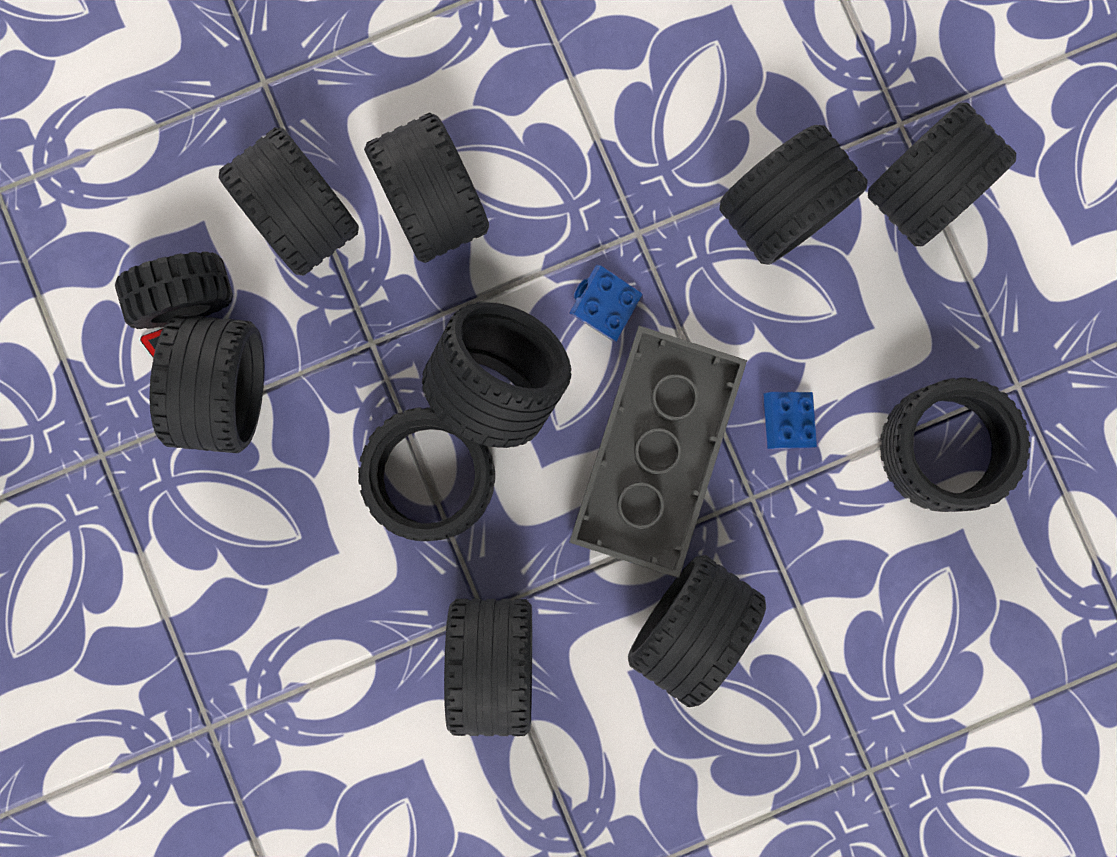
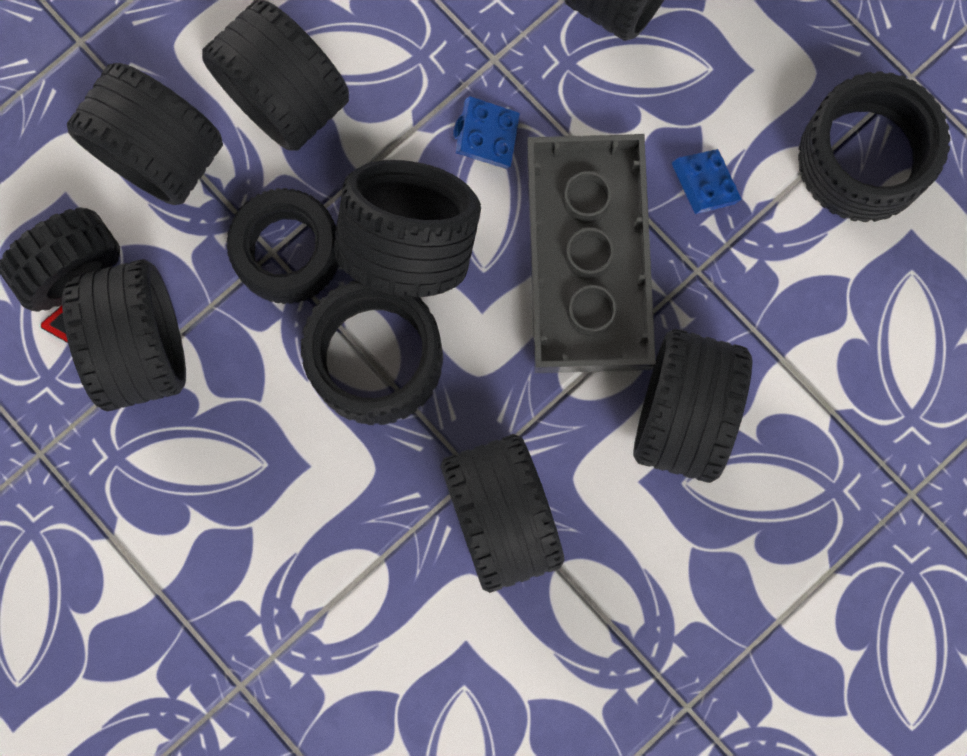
camera: 15 degrees left, 5 degrees down
(354, 318) = (259, 214): none -> black tyre

